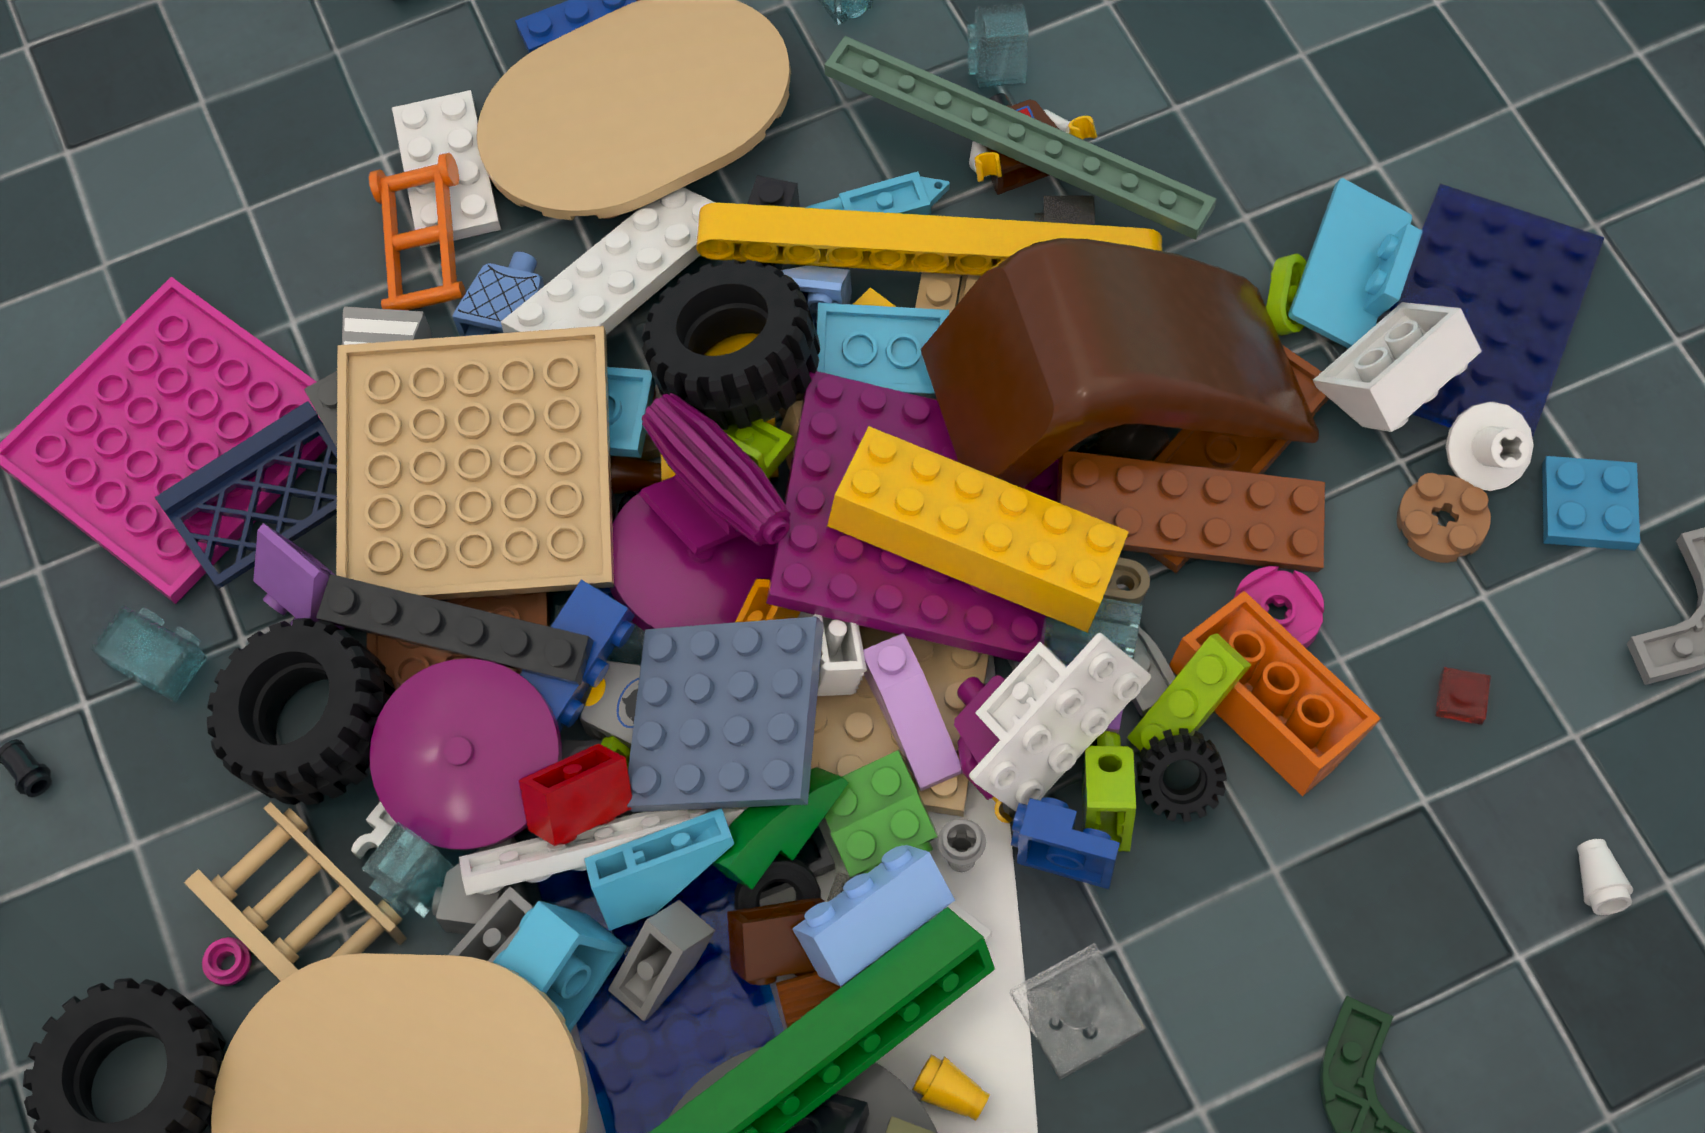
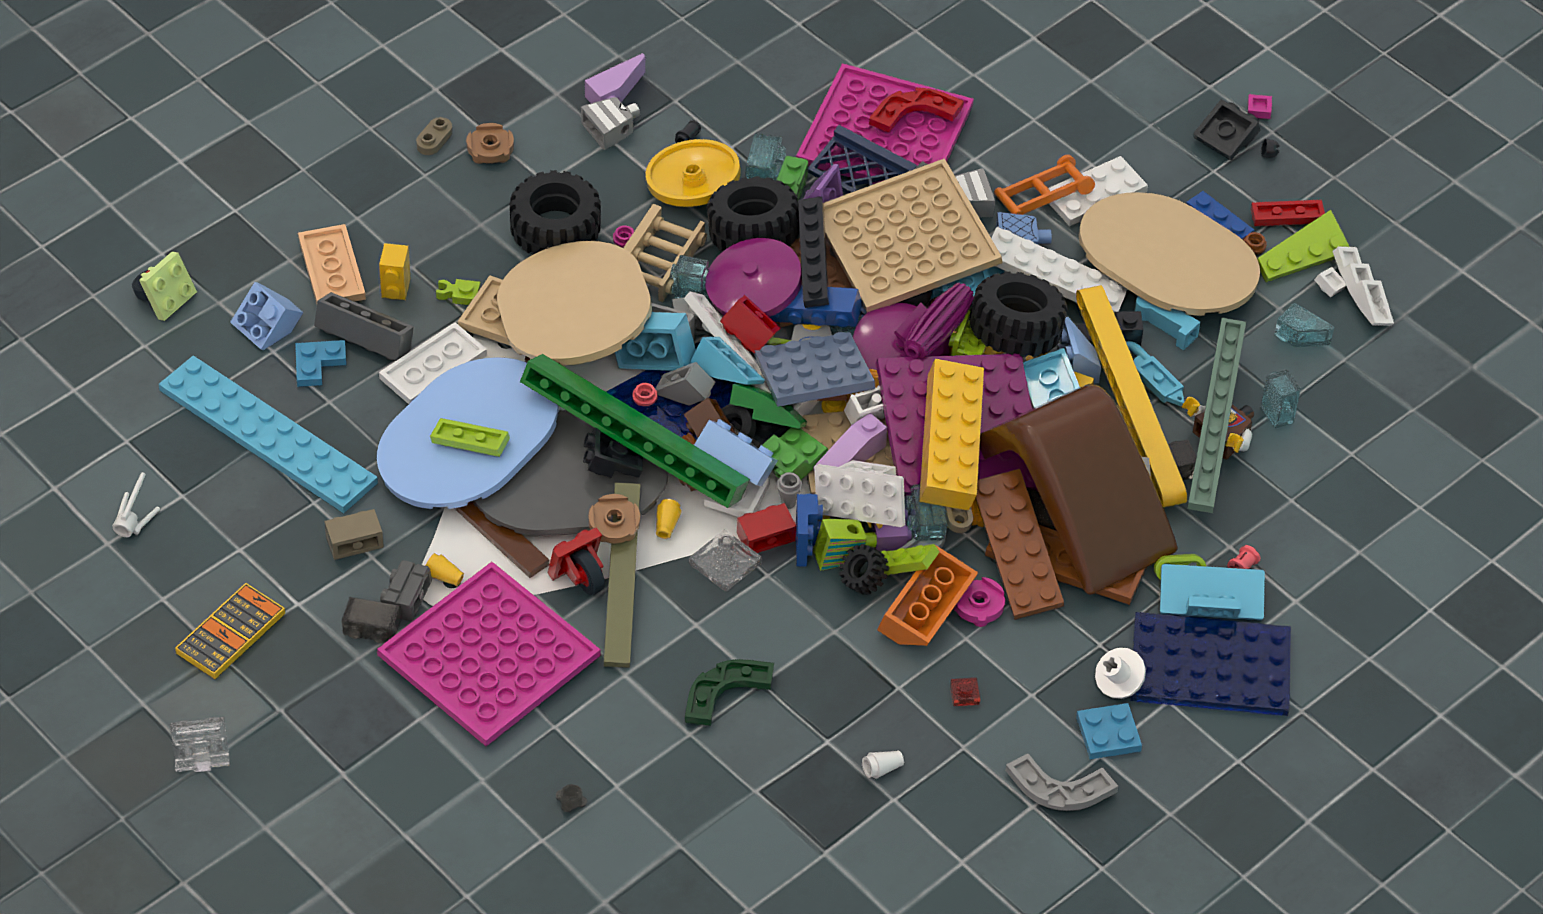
camera: 65 degrees right, 15 degrees down
(134, 788) = (691, 172): none -> yellow dish
(139, 367) = (921, 99): none -> red plate
(221, 617) = (794, 174): none -> bright green brick
(648, 1026) = (644, 394): none -> coral plate
(784, 140) = (1173, 322): none -> medium azure leg
(1028, 915) = (766, 528): none -> red brick
(1296, 204) = (1243, 560): none -> coral bush
(1399, 364) = (1146, 616): white slope -> none
(1450, 494) = (1071, 653): medium nougat plate -> none

